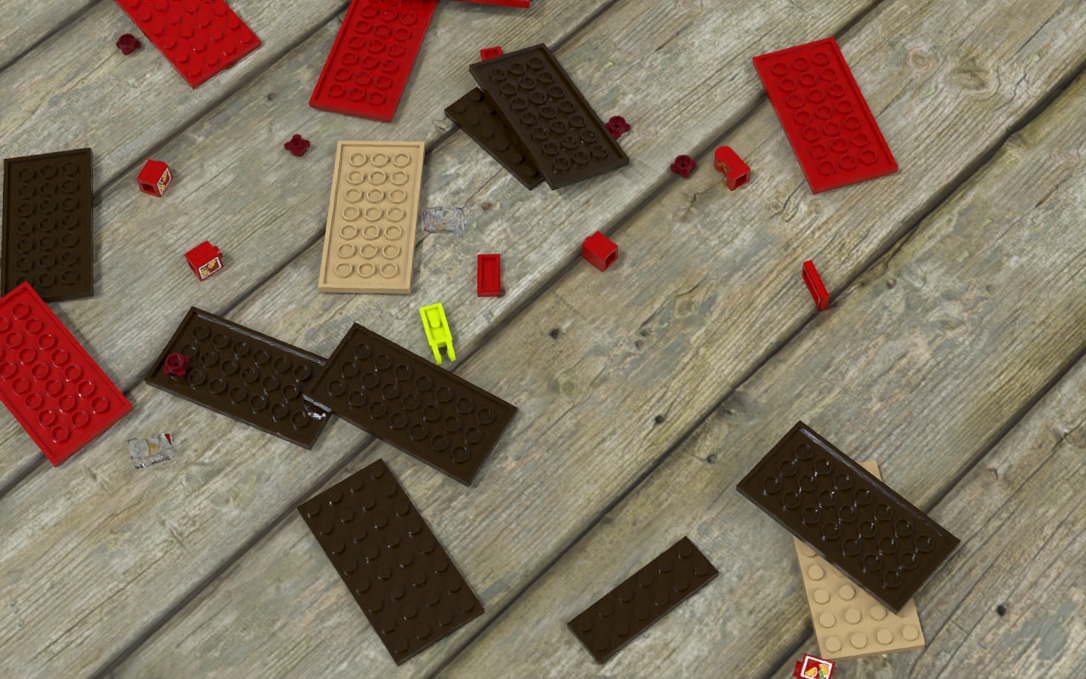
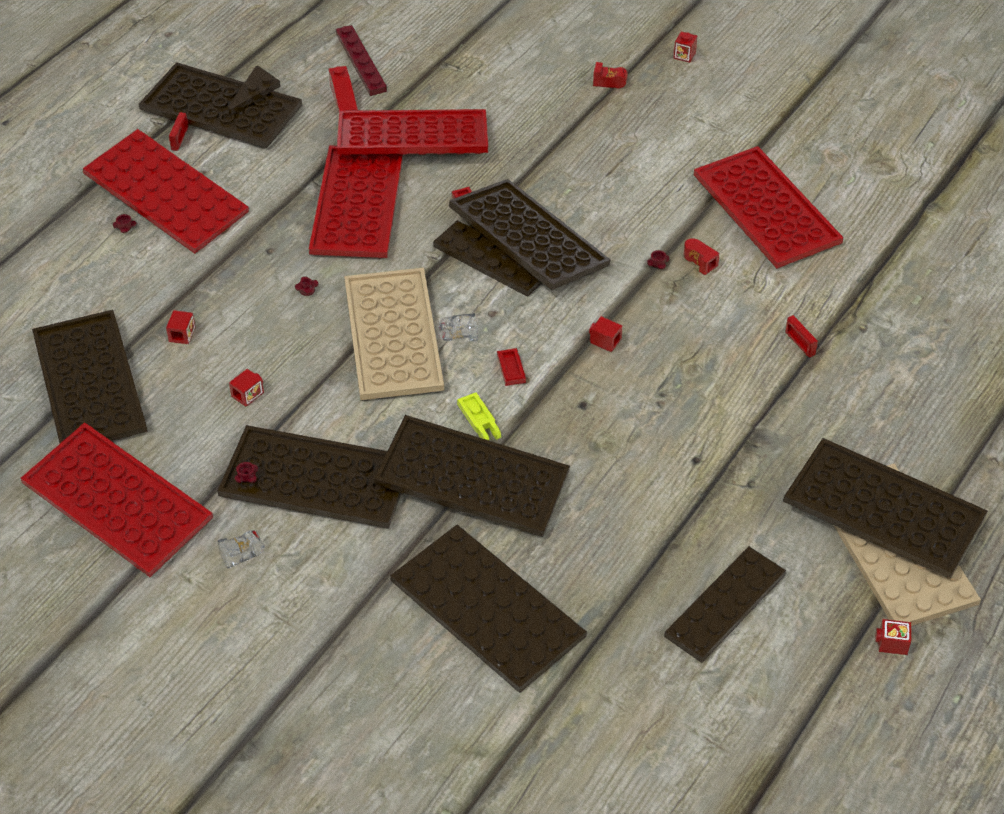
camera: 15 degrees left, 10 degrees down
(617, 121) = (592, 235): dark red plate -> none

